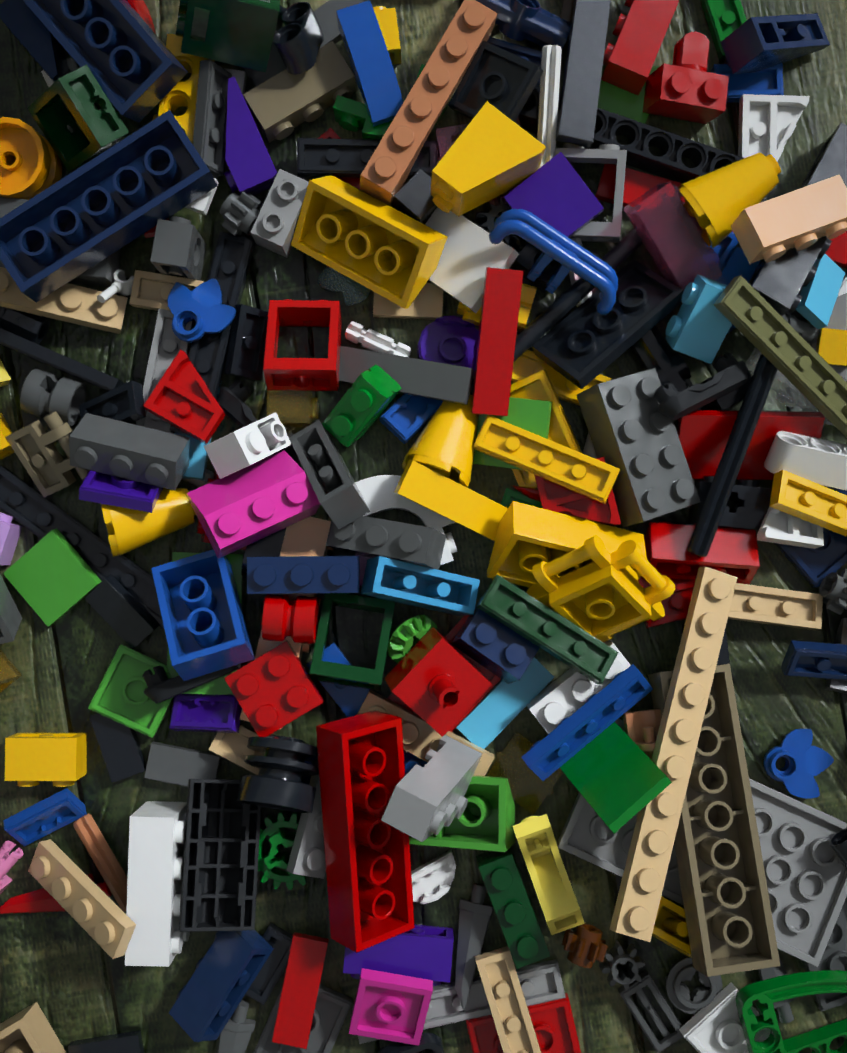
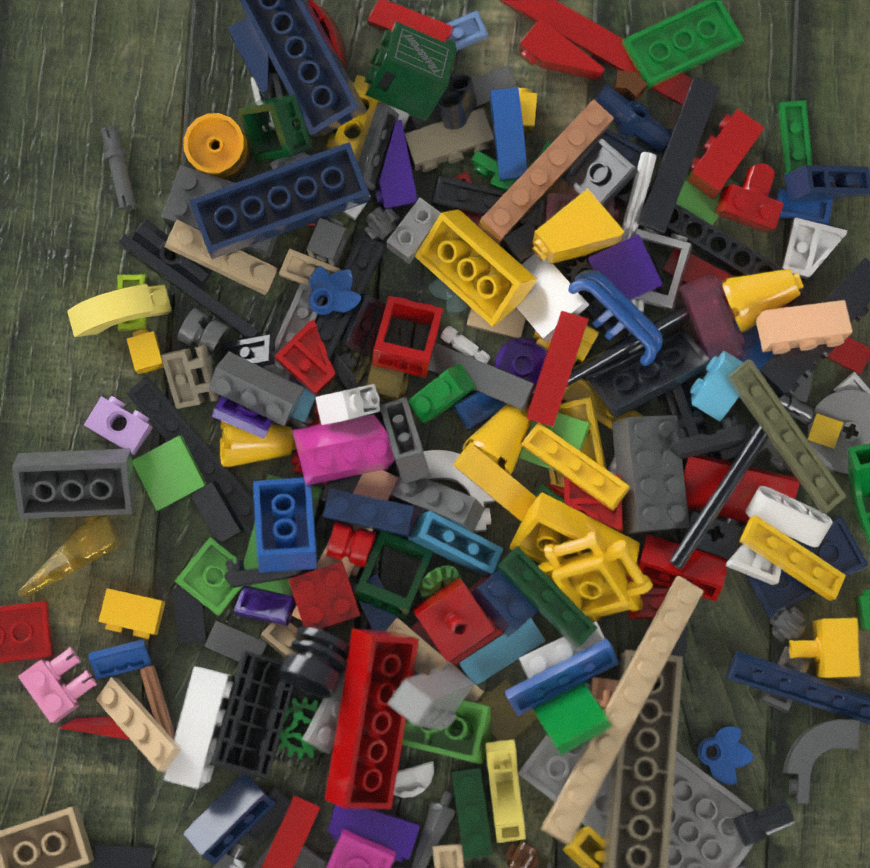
camera: 20 degrees right, 5 degrees down
(119, 286) = (273, 258): white hand -> none
(776, 607) = (730, 623): tan plate -> none
(821, 292) = (821, 384): medium azure tile -> none

